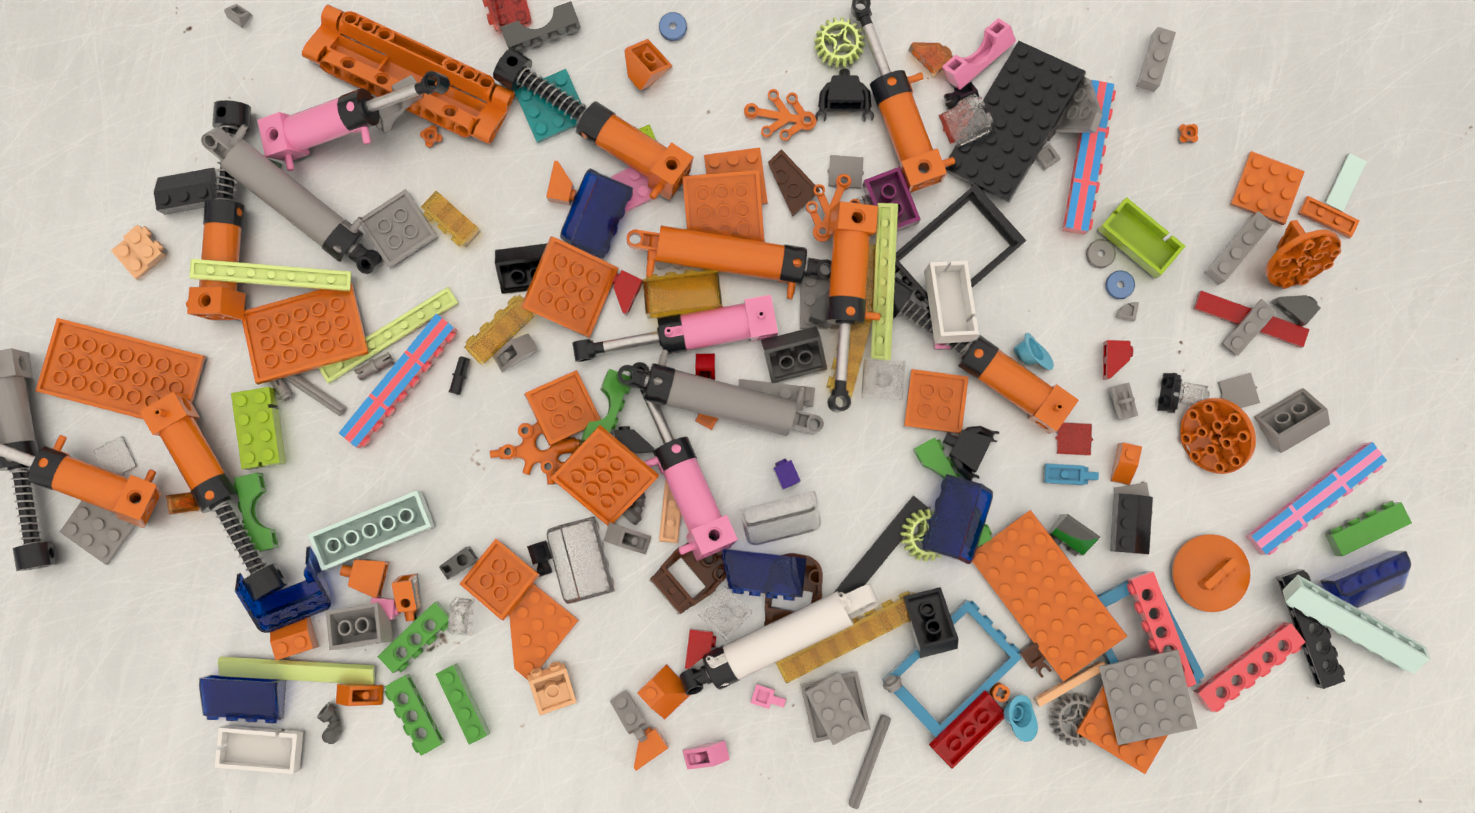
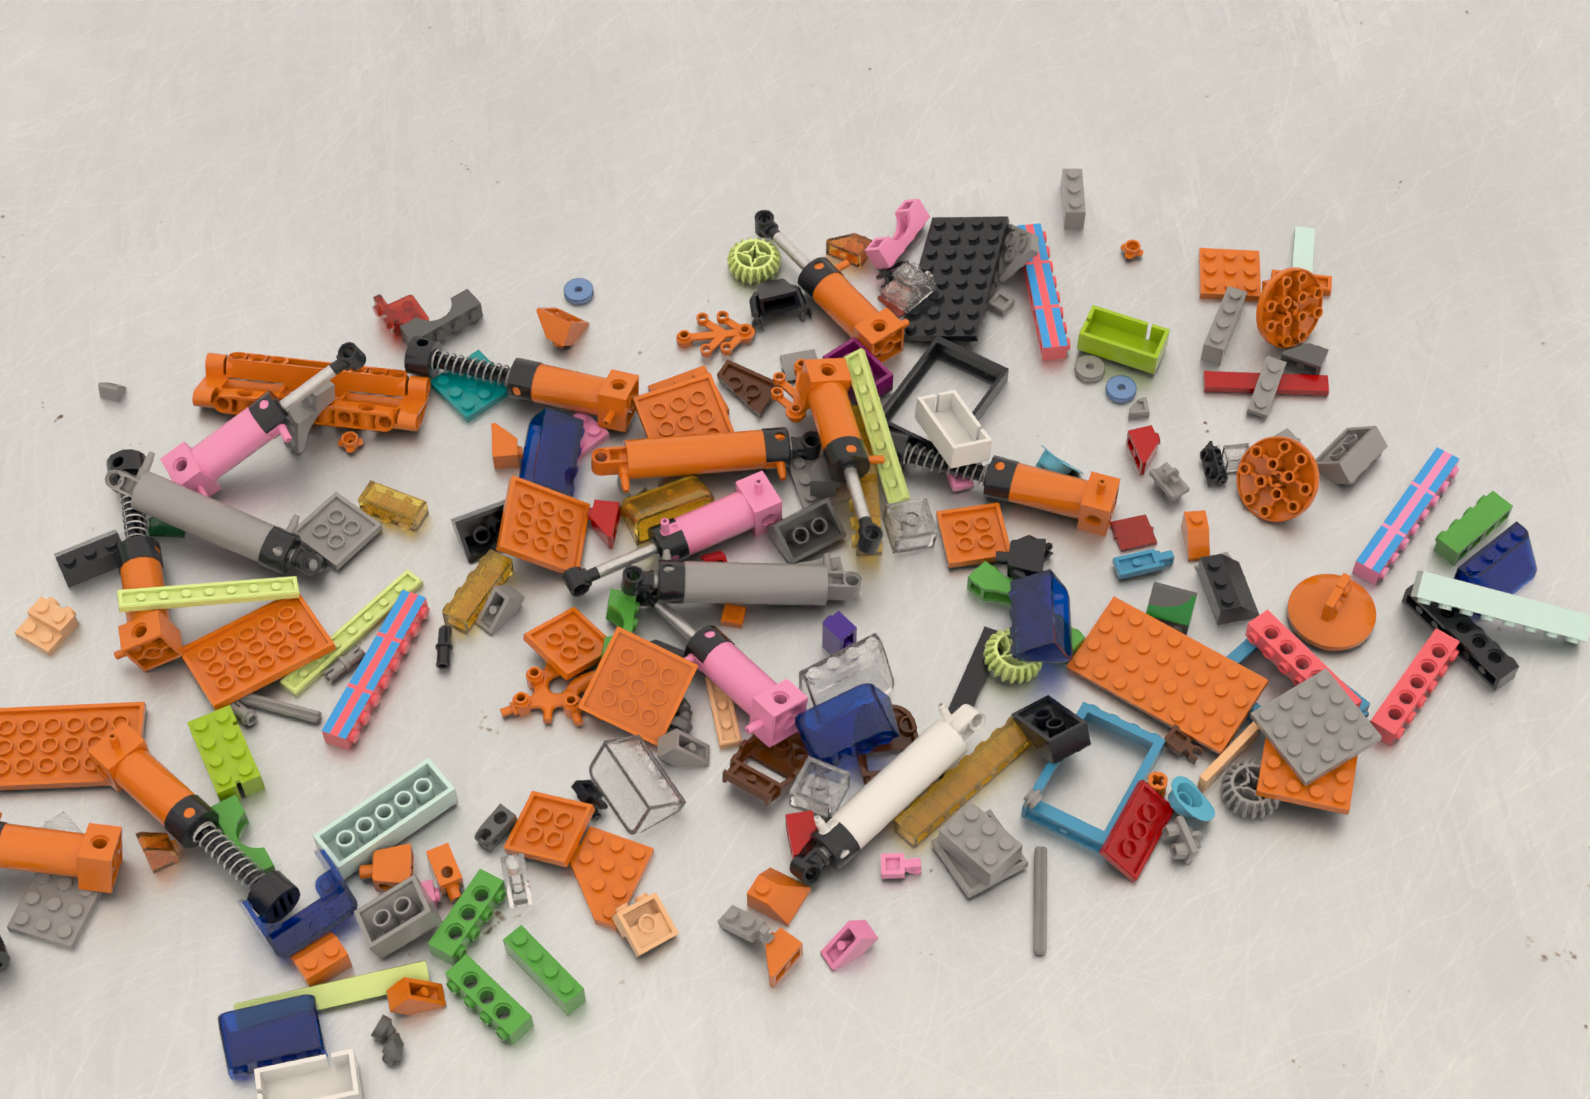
camera: 20 degrees left, 30 degrees down
(1005, 748) = (1185, 837): none -> light grey hips

